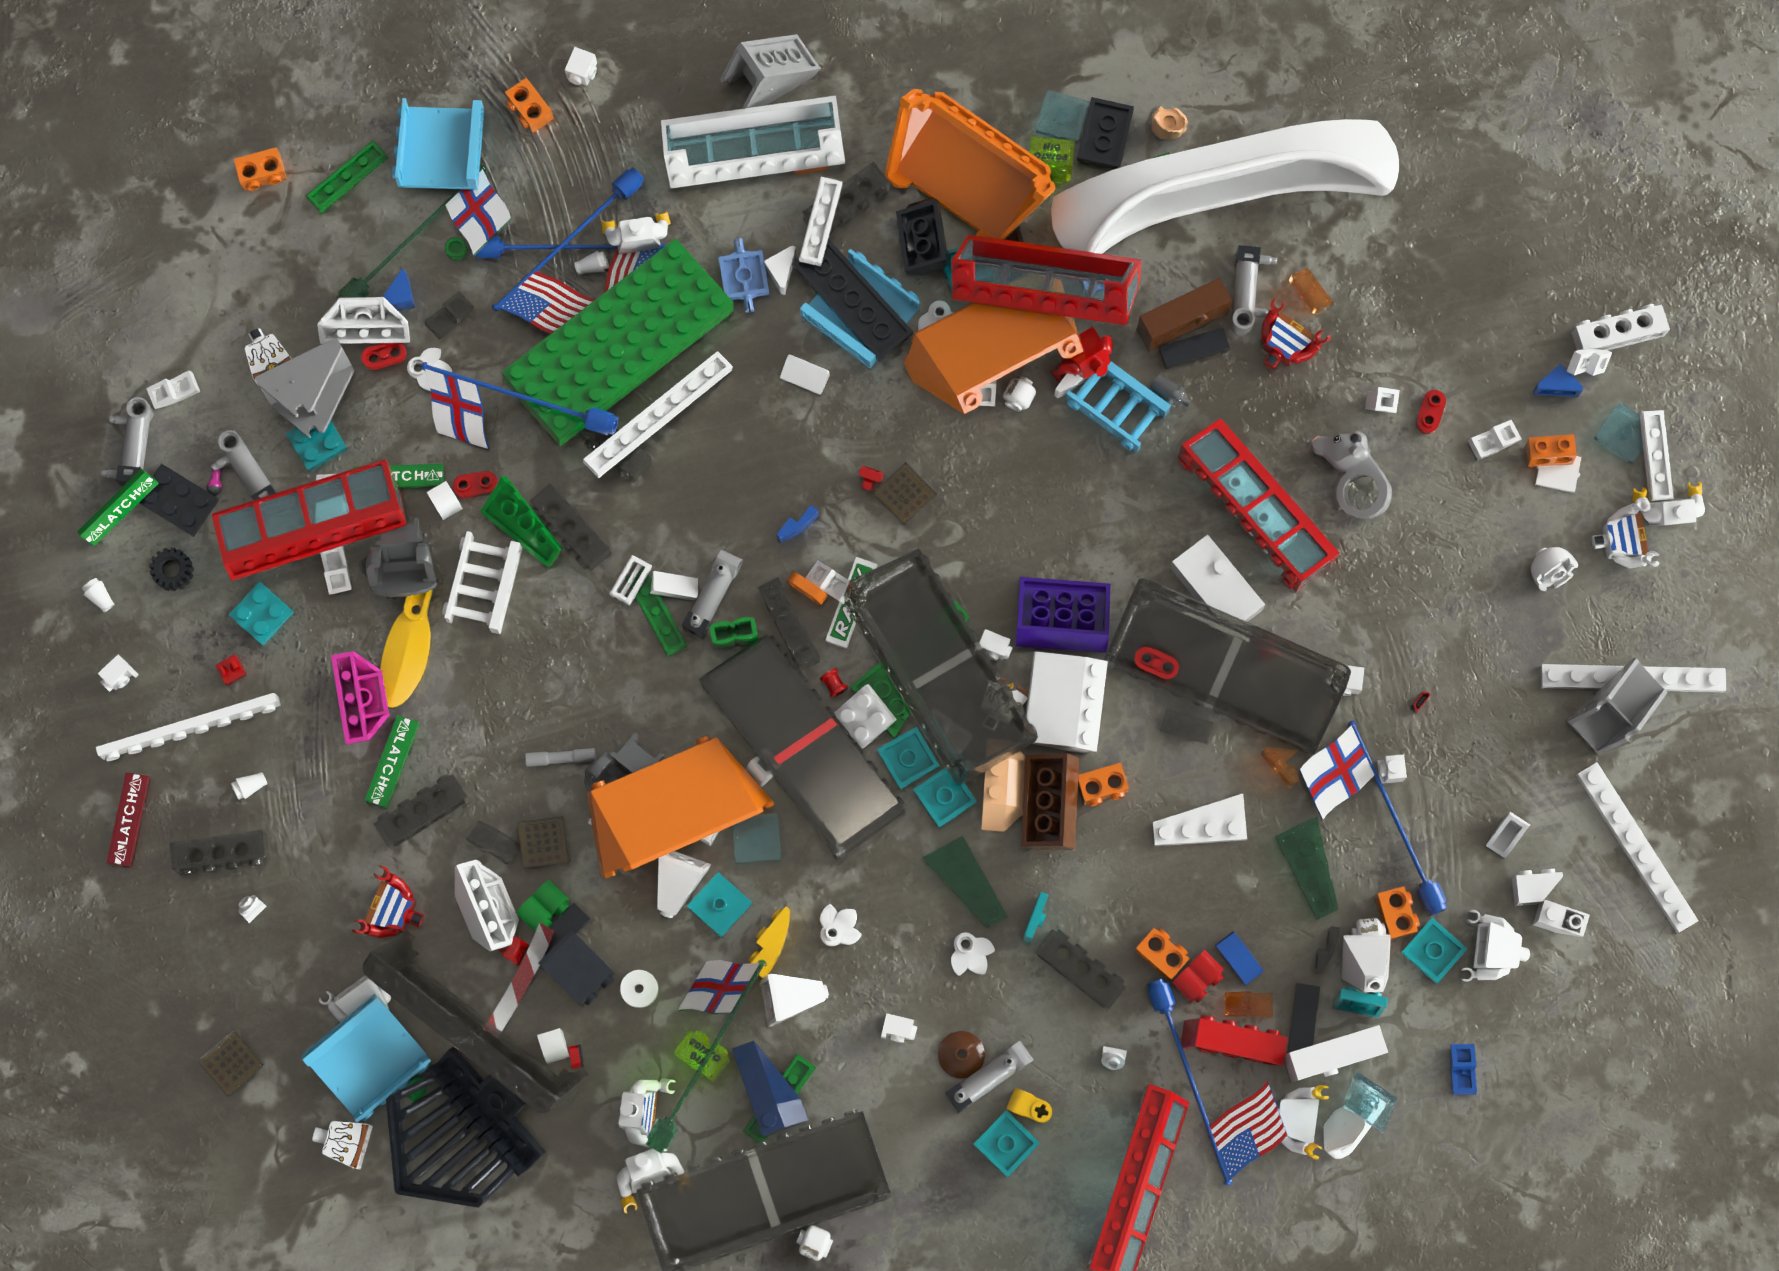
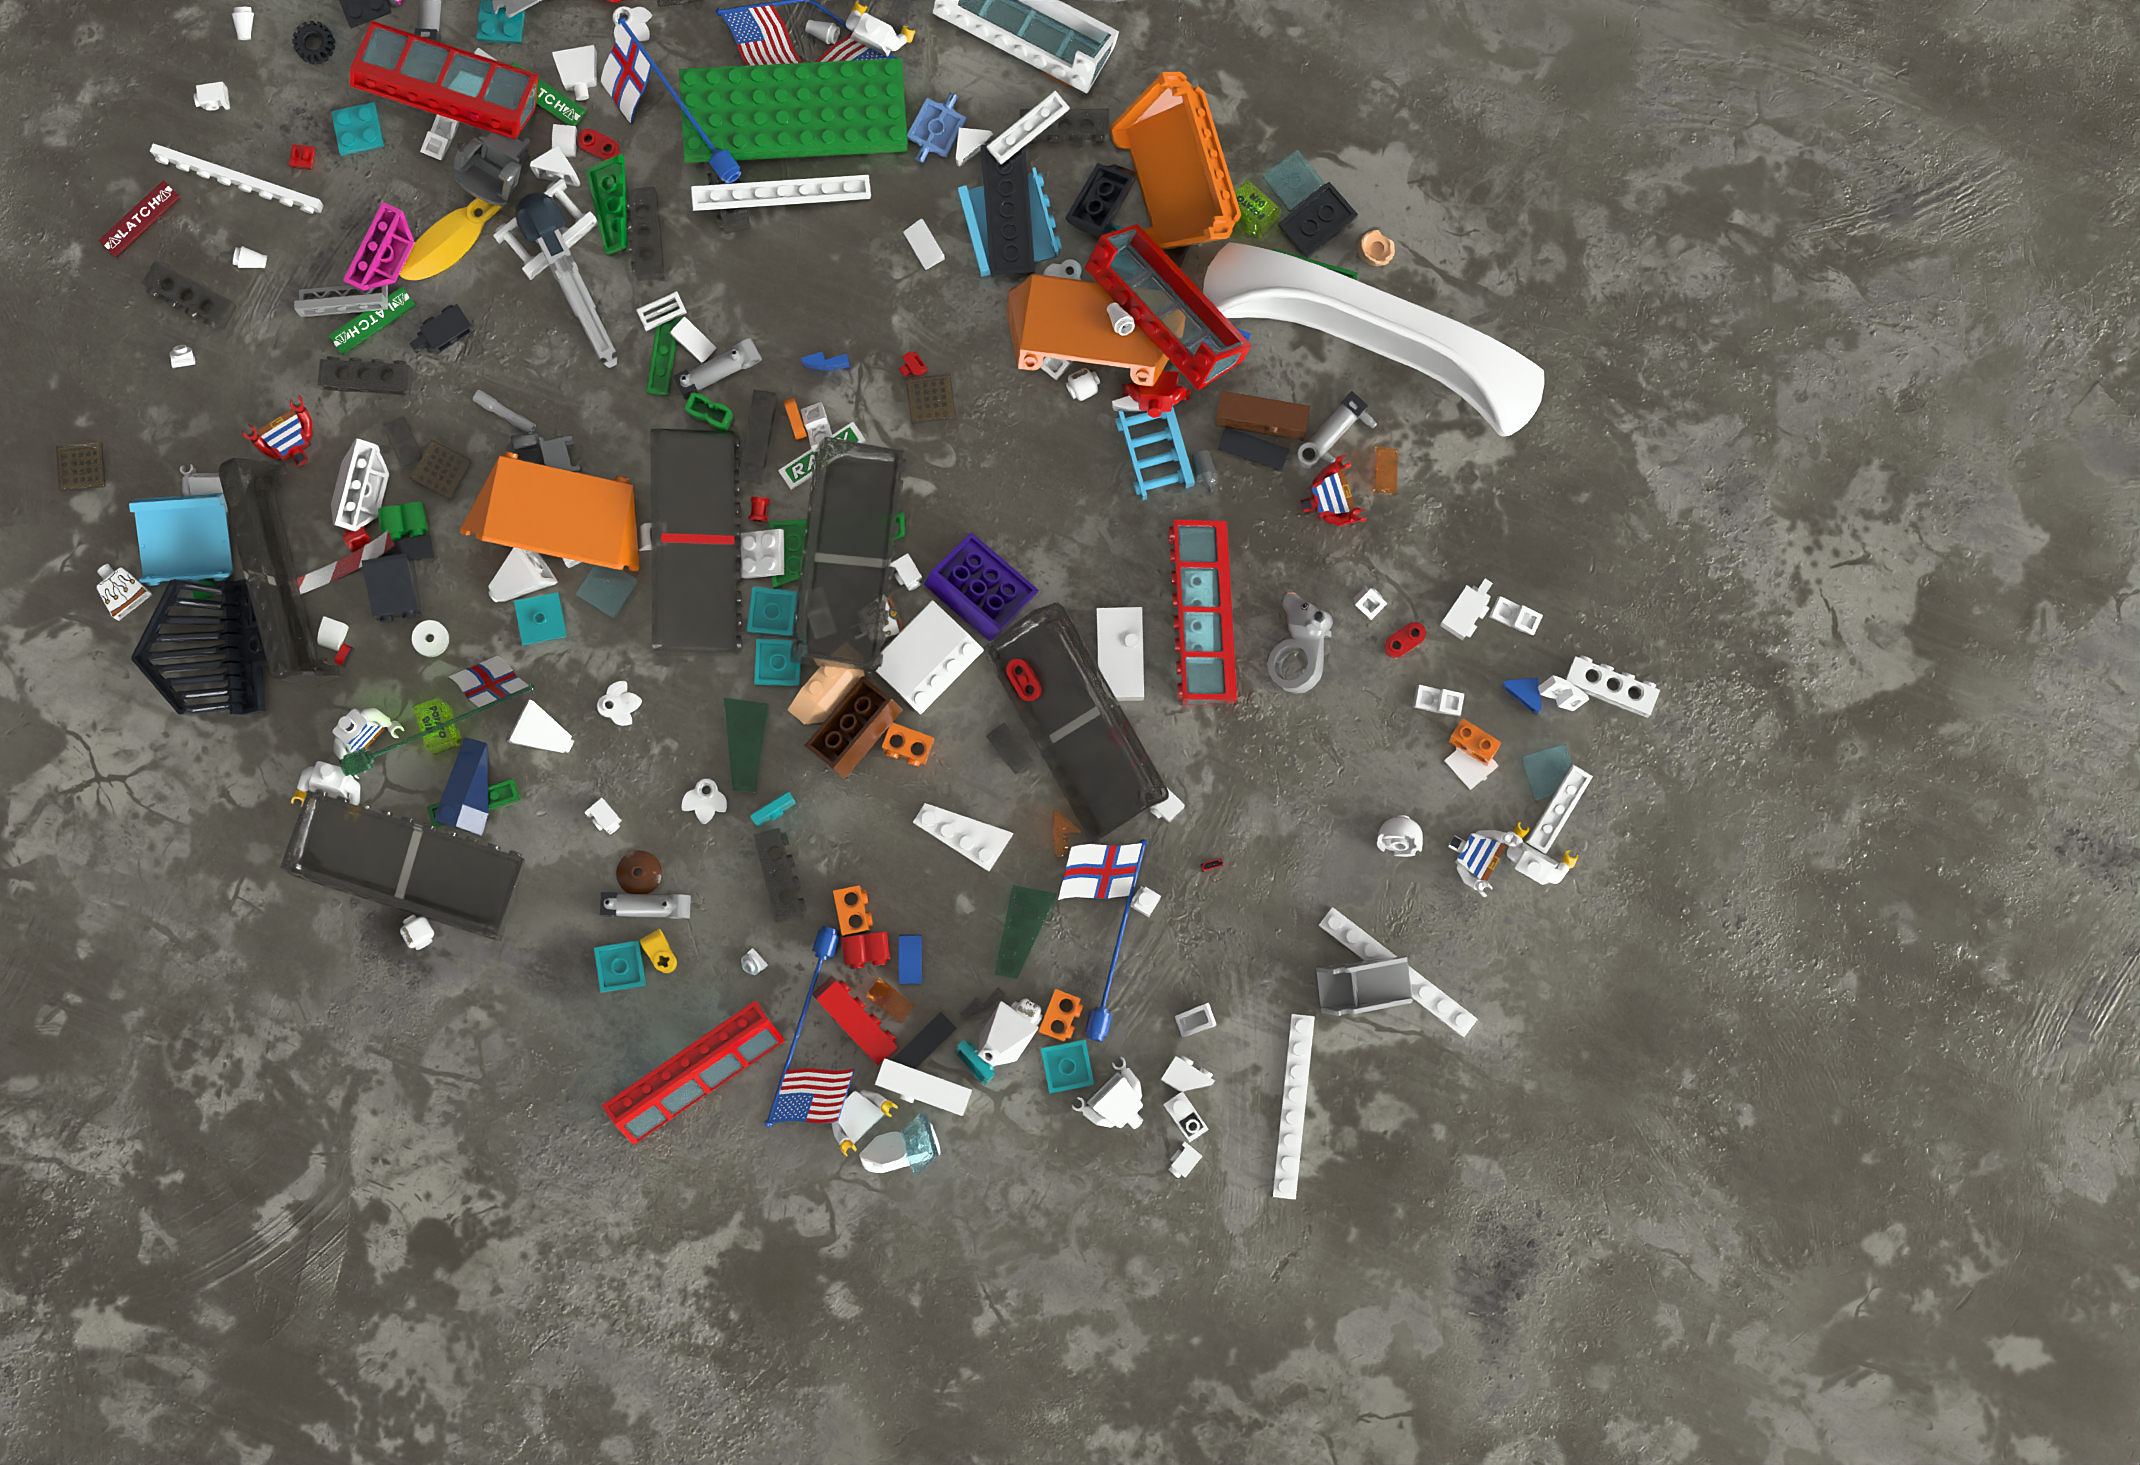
camera: 40 degrees right, 5 degrees up
(356, 766) = (340, 304): none -> light grey fence
(411, 435) = (577, 69): none -> white torso
(455, 524) = (553, 167): none -> white slope
(459, 726) = (442, 330): none -> black hinge
(478, 576) = (540, 221): none -> piece
(771, 941) = (557, 677): yellow slope -> none
(1017, 315) = (1120, 319): none -> white cone
(1461, 352) = (1467, 609): none -> white hinge
(1463, 1069) = (1018, 1174): blue slope -> none
(1502, 330) = (1515, 616): none -> white slope
(1587, 956) = (1184, 1161): none -> white brick

